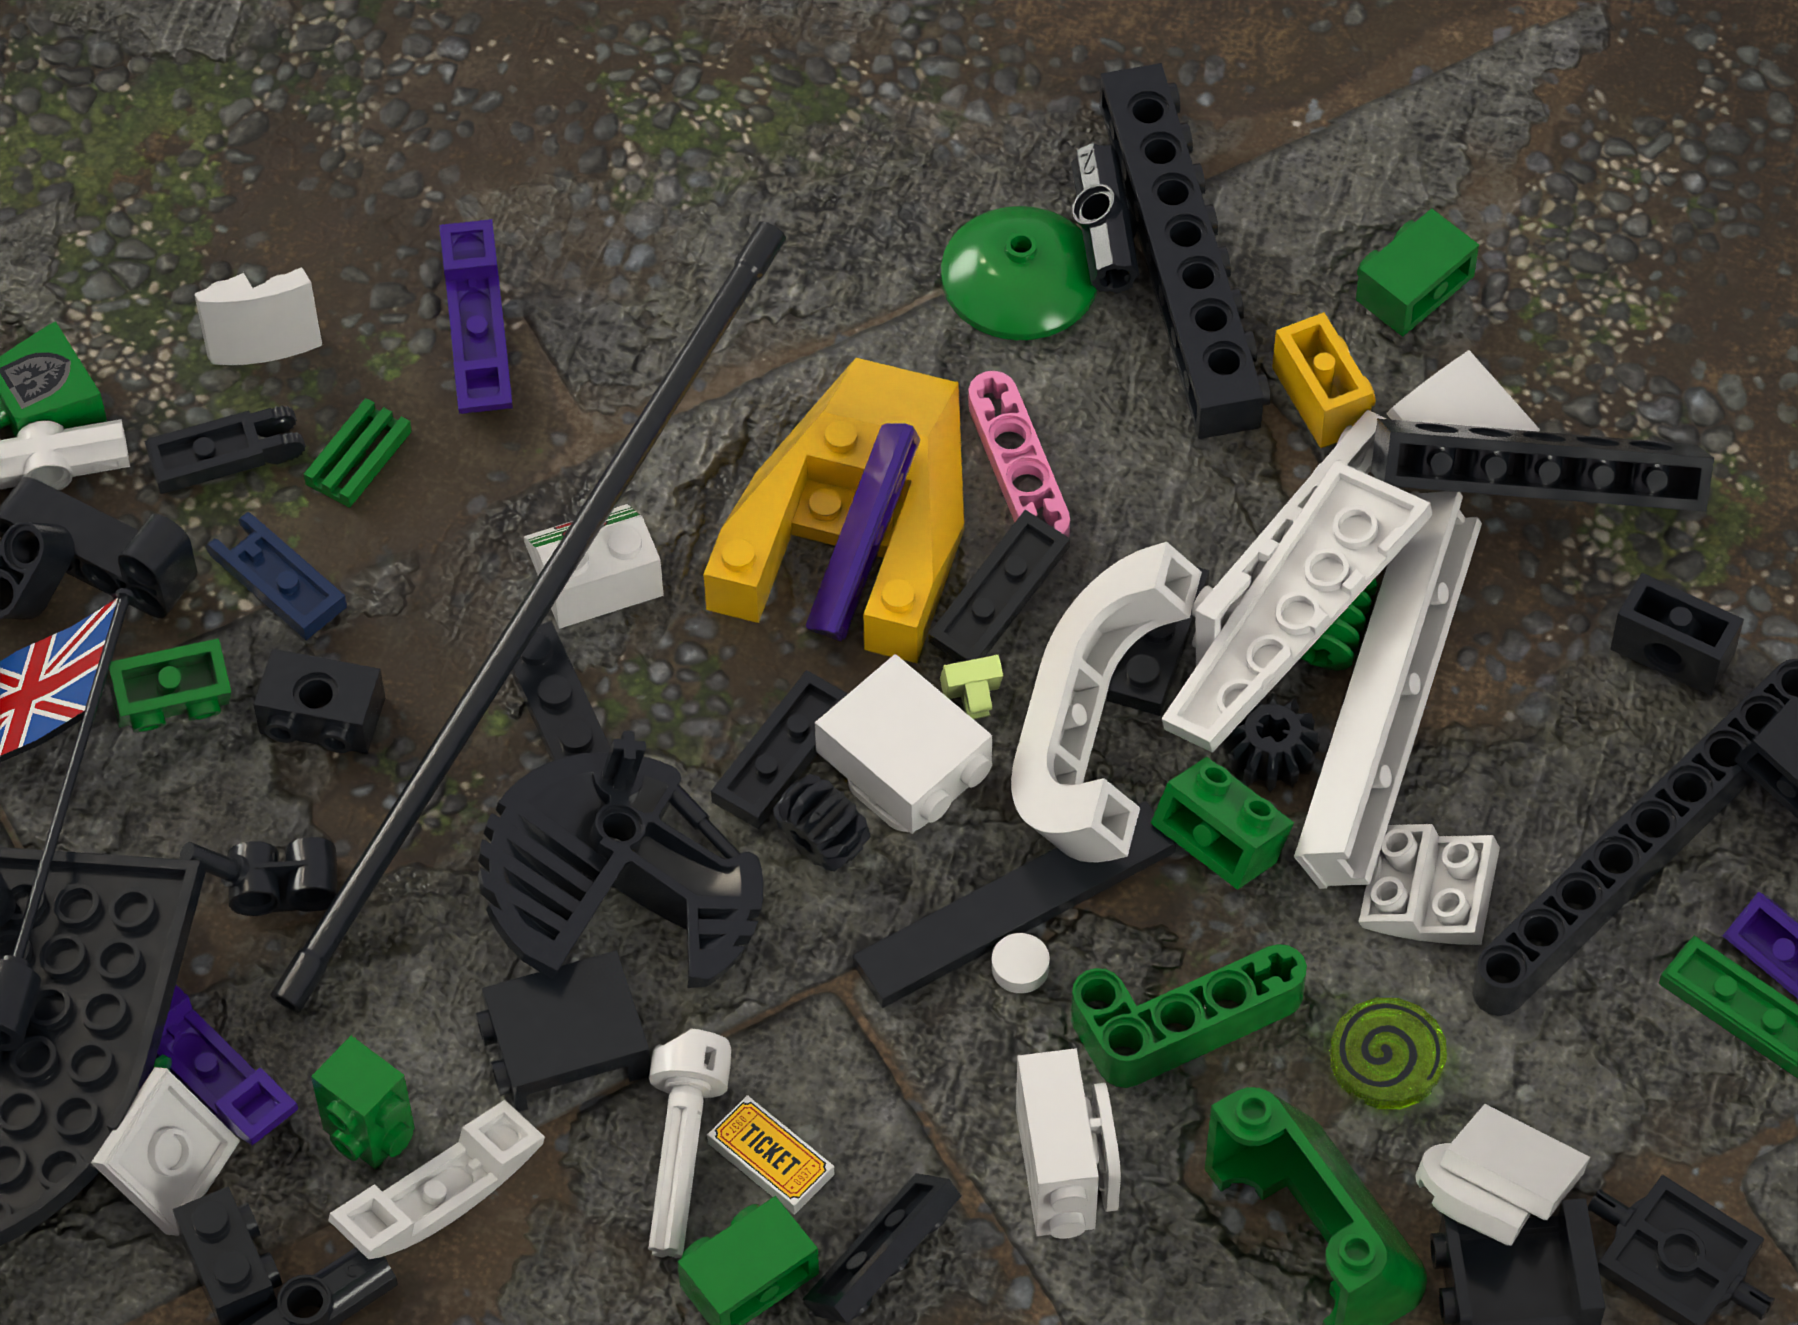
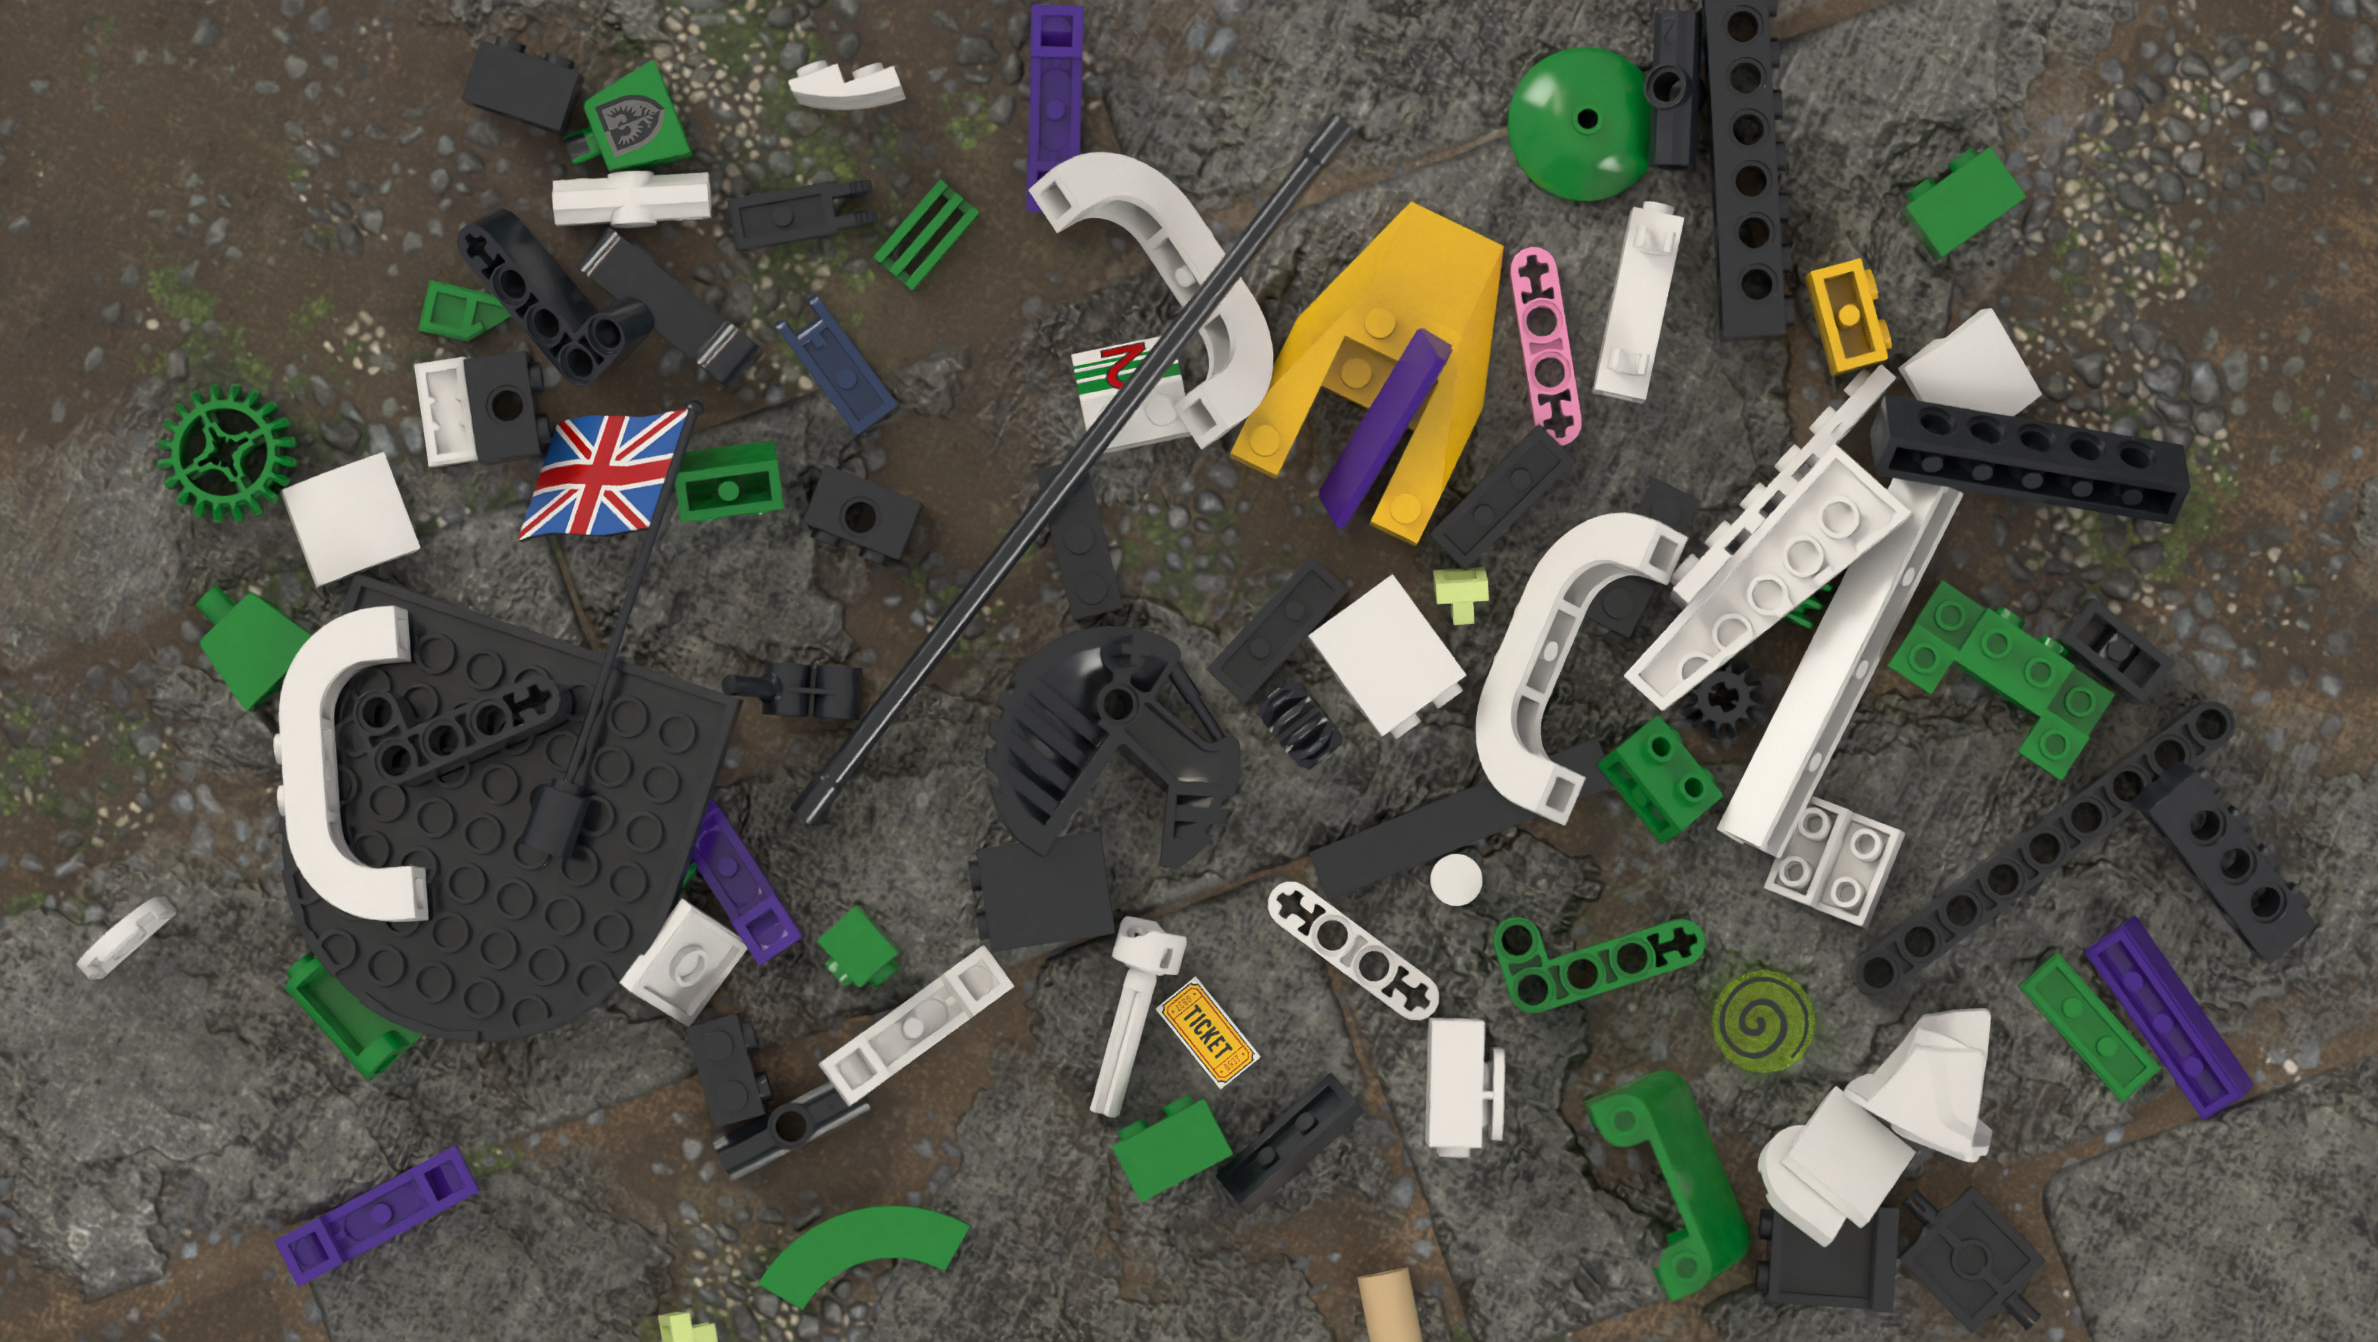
camera: 15 degrees right, 30 degrees up
(543, 365) = (1185, 255): none -> white arch
(914, 1056) = (1349, 955): none -> white beam
(1106, 406) = (1638, 302): none -> white brick
(1569, 670) = (2010, 664): none -> green bracket
(1593, 1062) = (1934, 1084): none -> white piece

